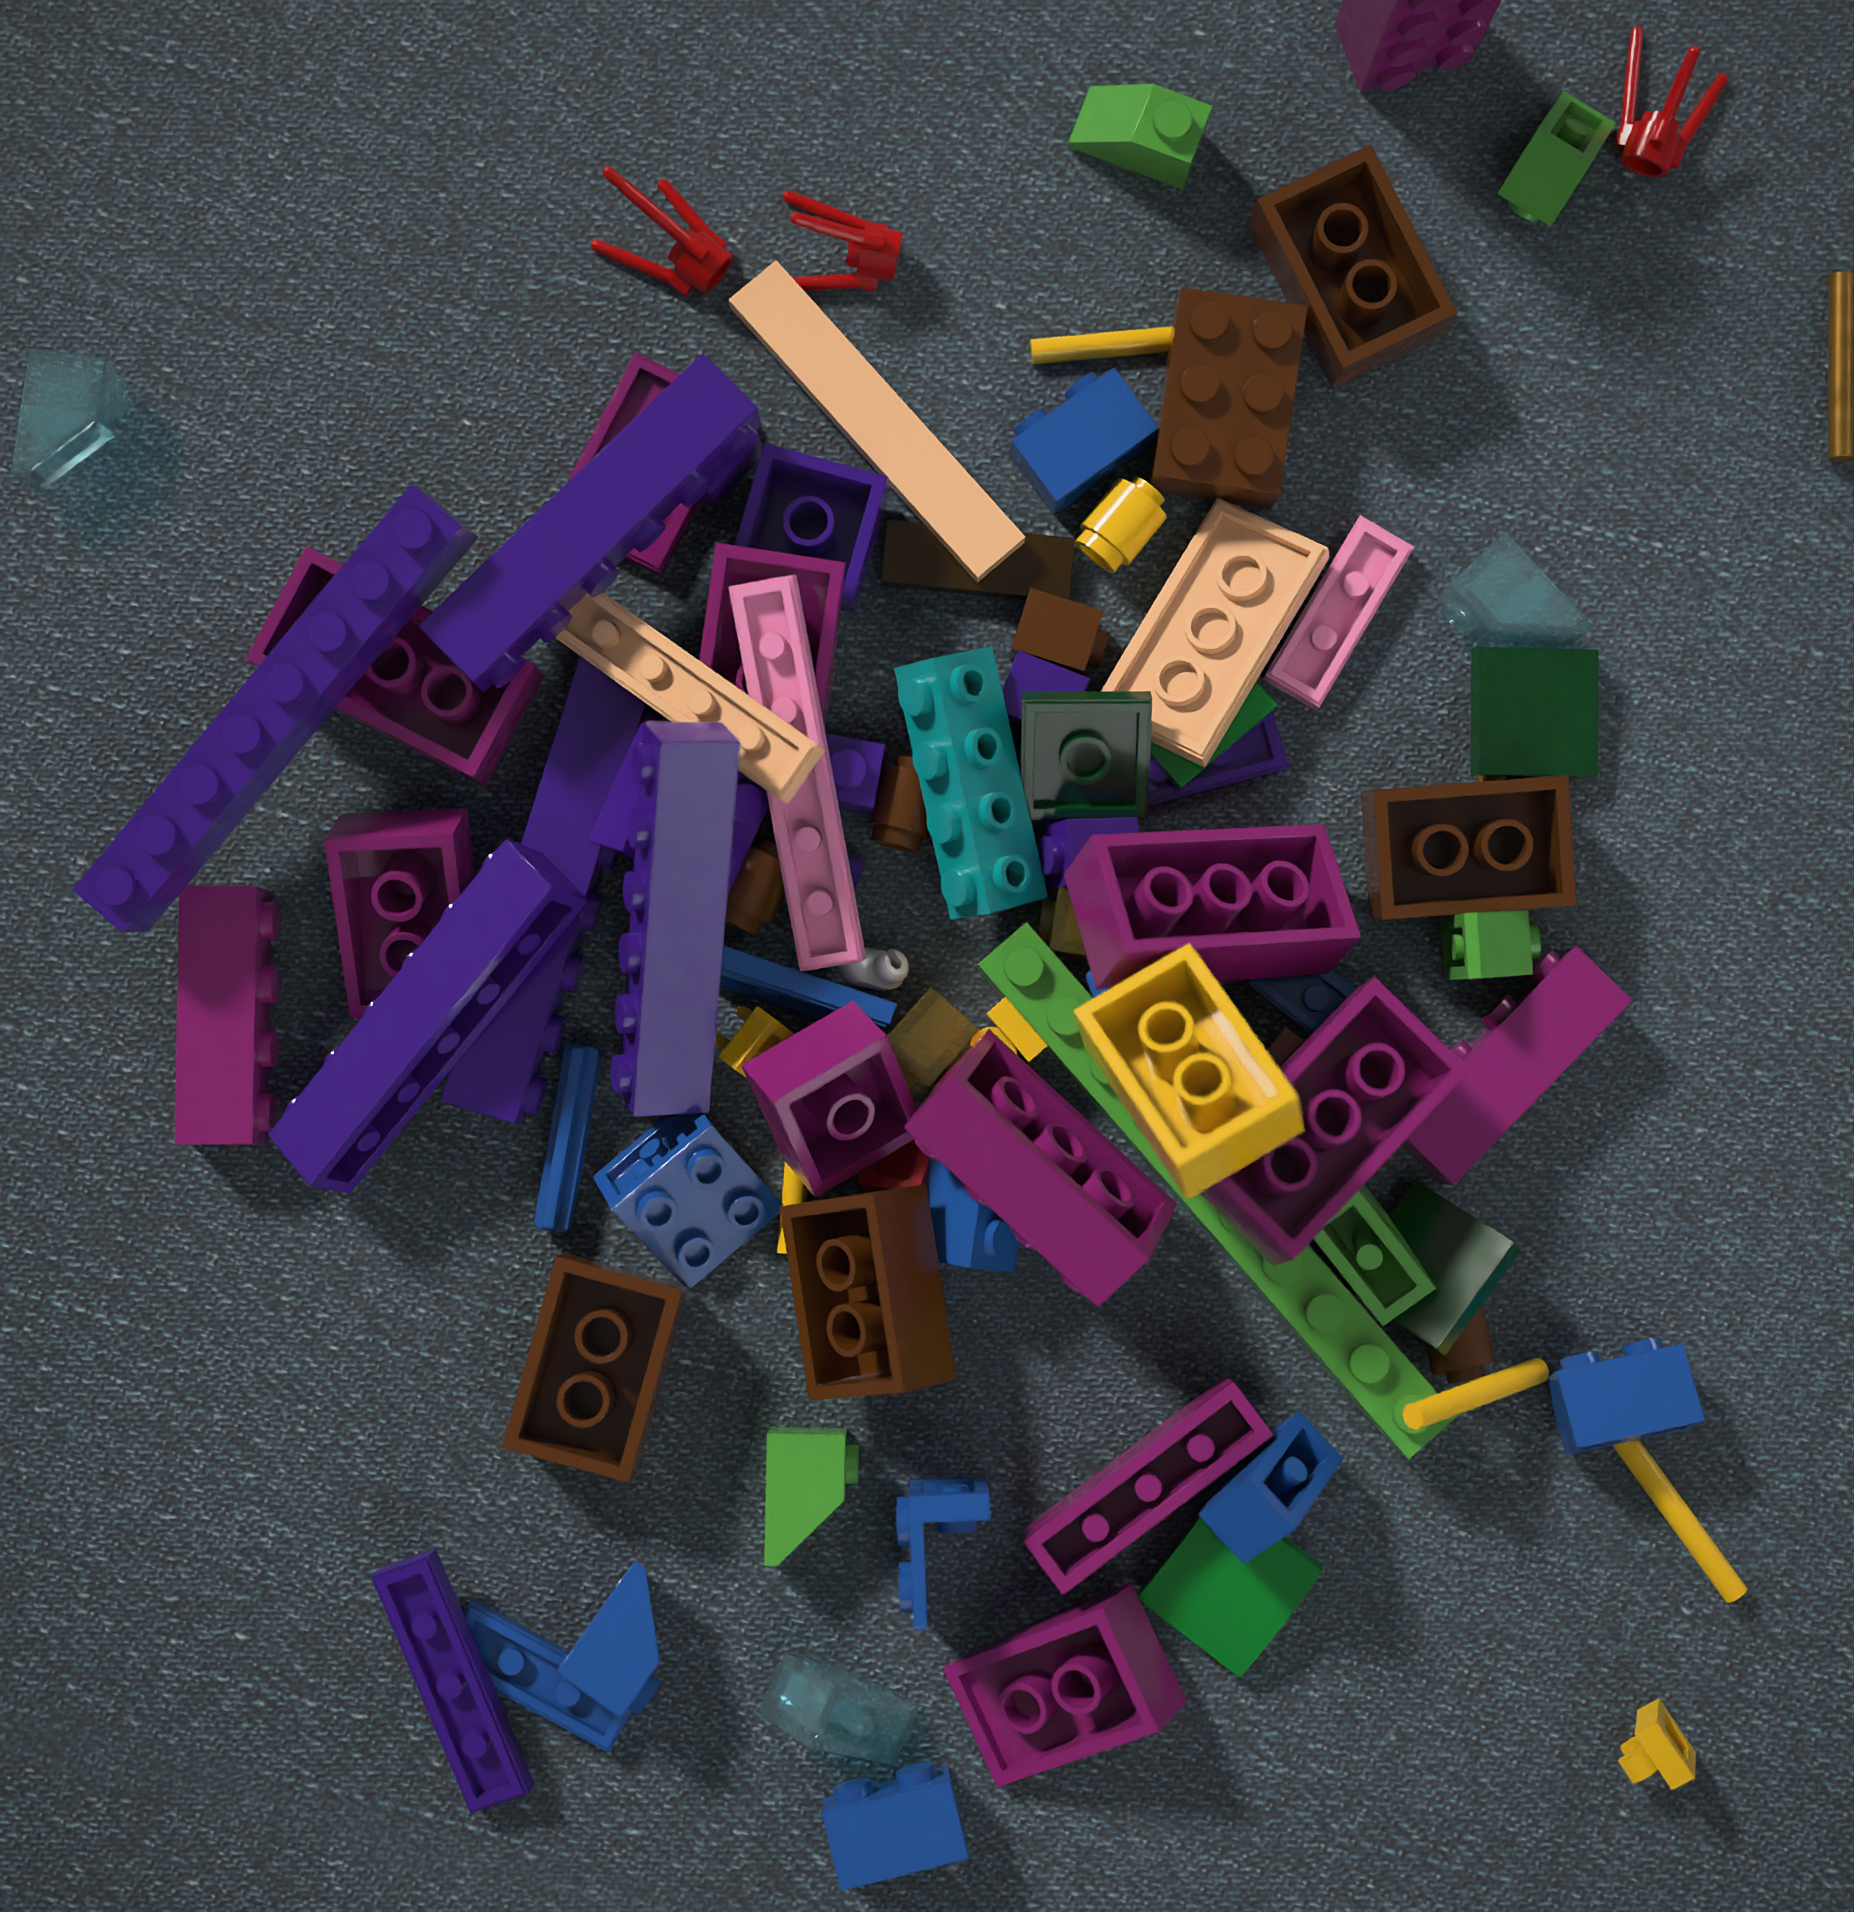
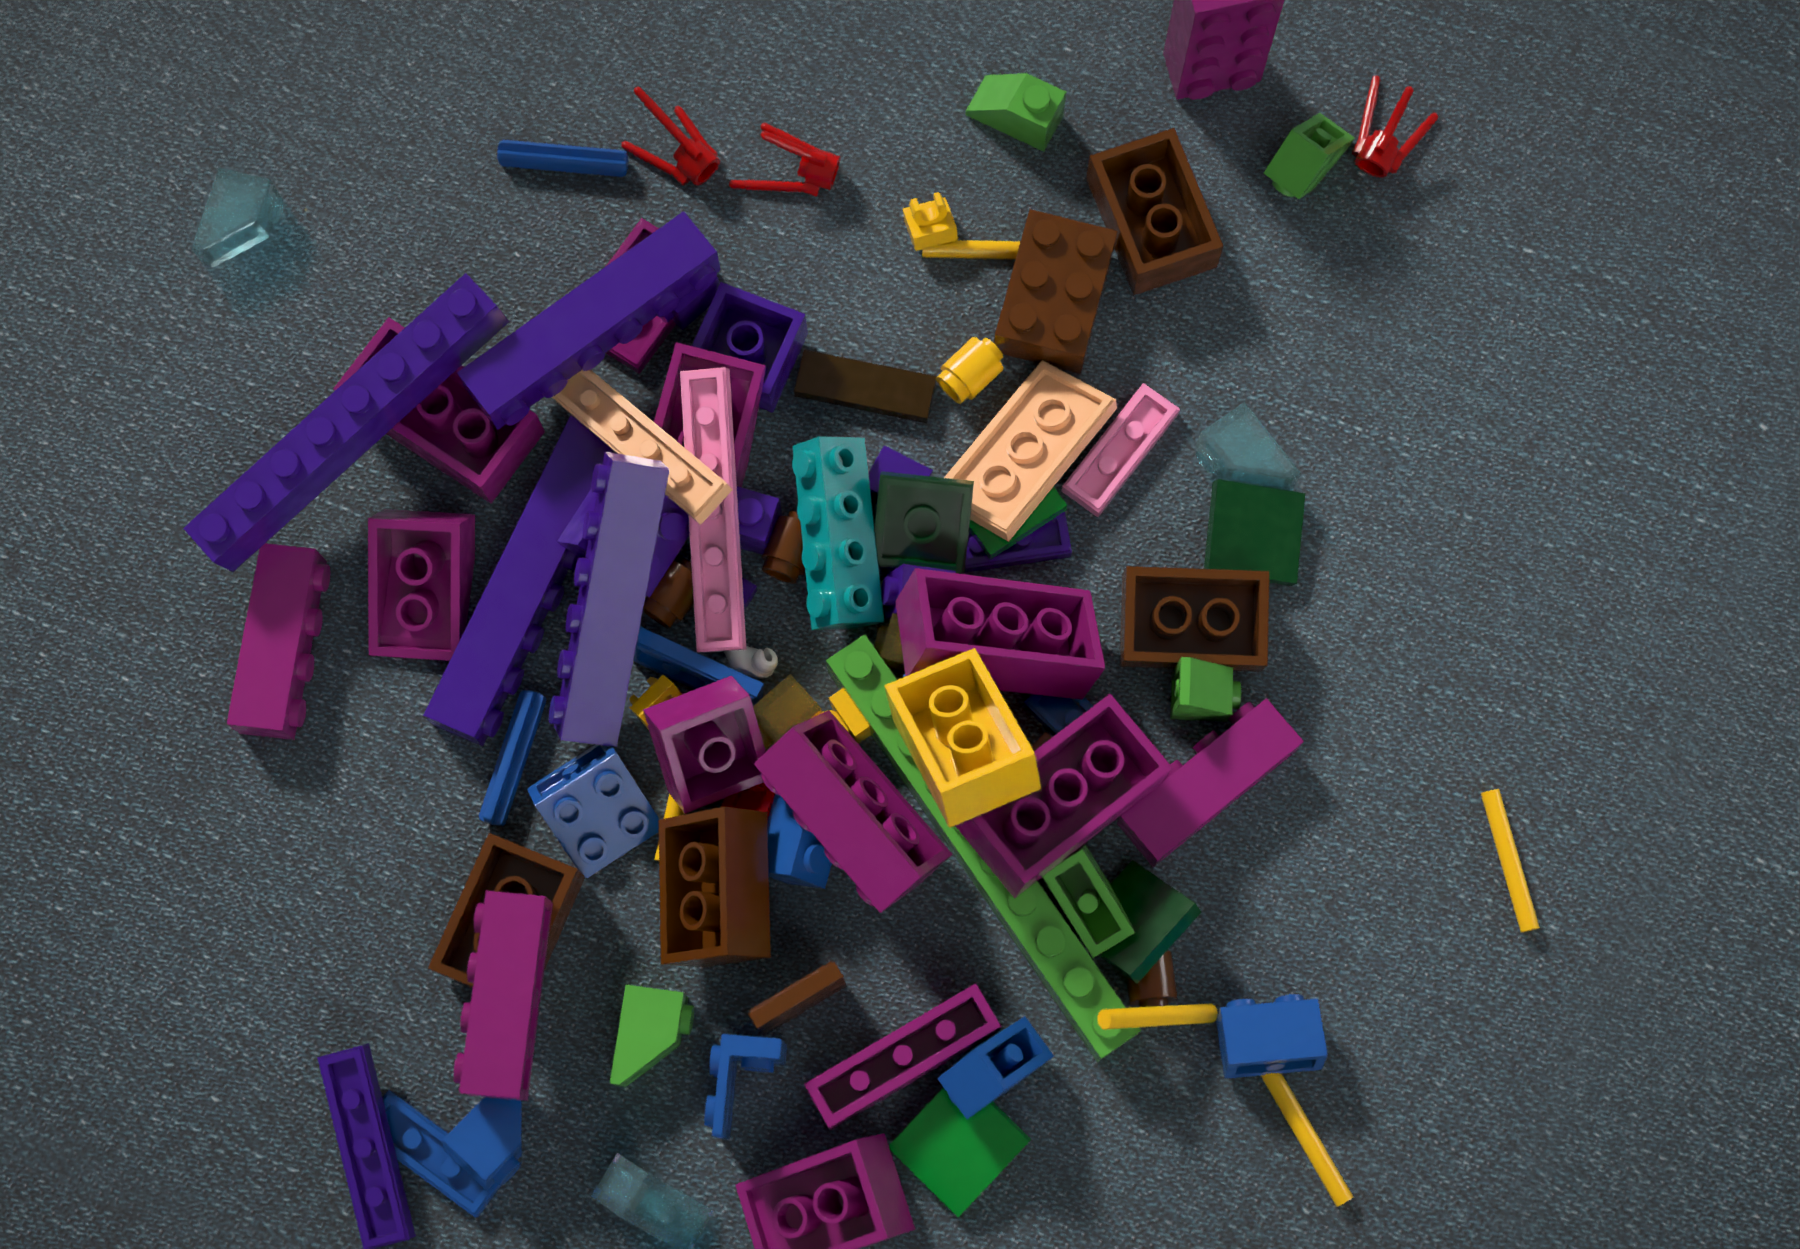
camera: 10 degrees right, 10 degrees down
(427, 1017) = (421, 653): dark purple brick -> none
(511, 275) = (563, 158): none -> blue axle
(612, 1480) = (504, 996): none -> magenta brick
(876, 421) = (805, 282): light nougat tile -> none
(997, 1426) = (797, 998): none -> reddish brown tile
(1039, 316) = (930, 223): none -> yellow tile
(1060, 632) = (918, 437): reddish brown brick -> none
(1082, 439) = (949, 309): blue brick -> none
(1841, 366) = (1501, 319): pearl gold bar -> none

